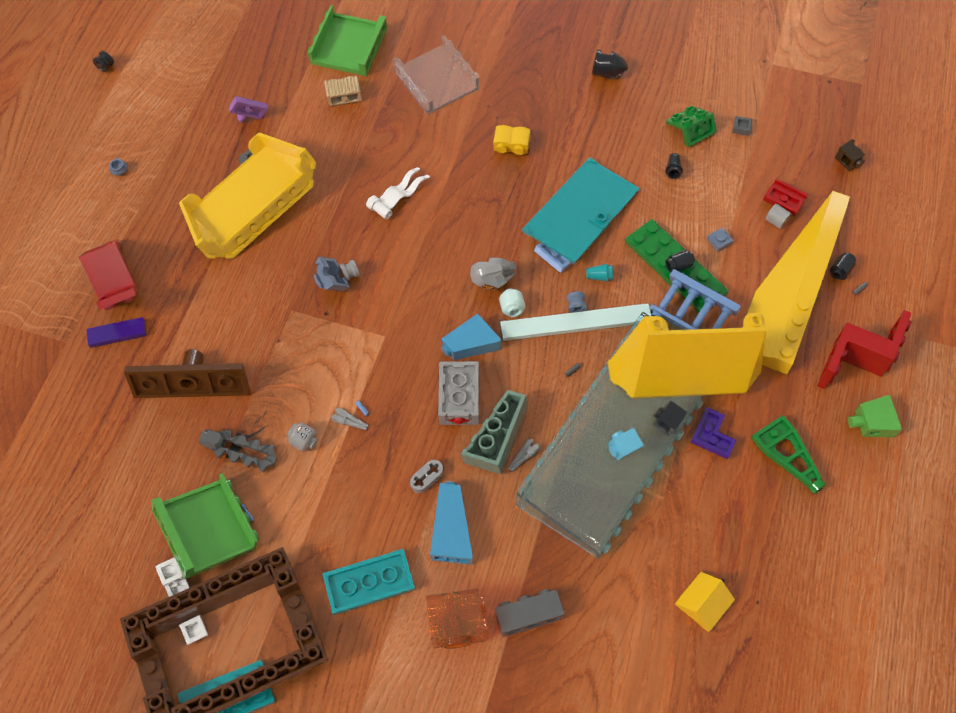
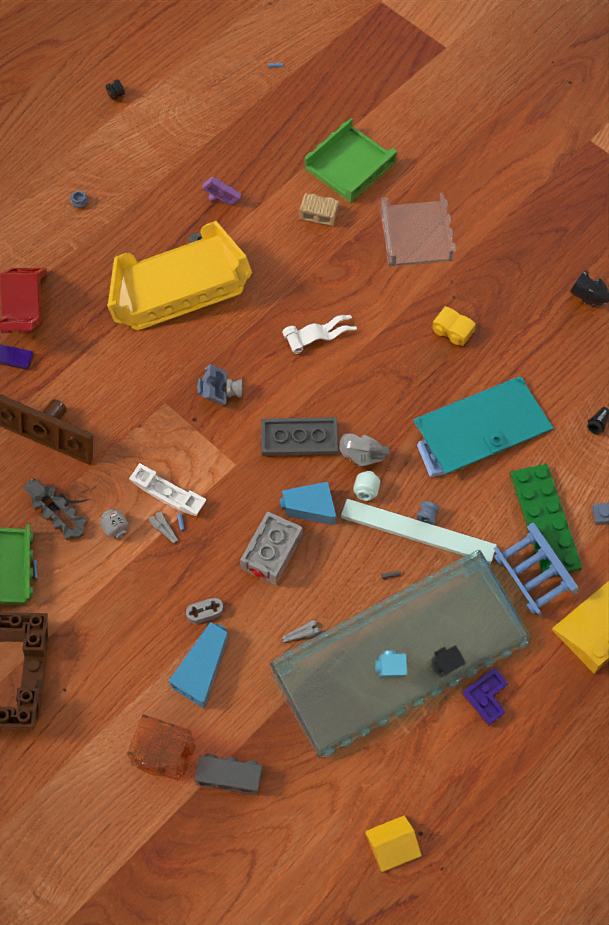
camera: 25 degrees right, 0 degrees up
(336, 387) = (167, 492): none -> white slope
(368, 582) = (105, 679): teal plate -> none
(429, 287) = (299, 436): none -> dark grey plate
(496, 437) = (283, 605): sand green wedge -> none
(601, 272) = (467, 494): teal cone -> none
(680, 261) = (547, 517): black brick -> none
(689, 362) = (493, 618): yellow windscreen -> none
(777, 432) = (545, 724): green plate -> none

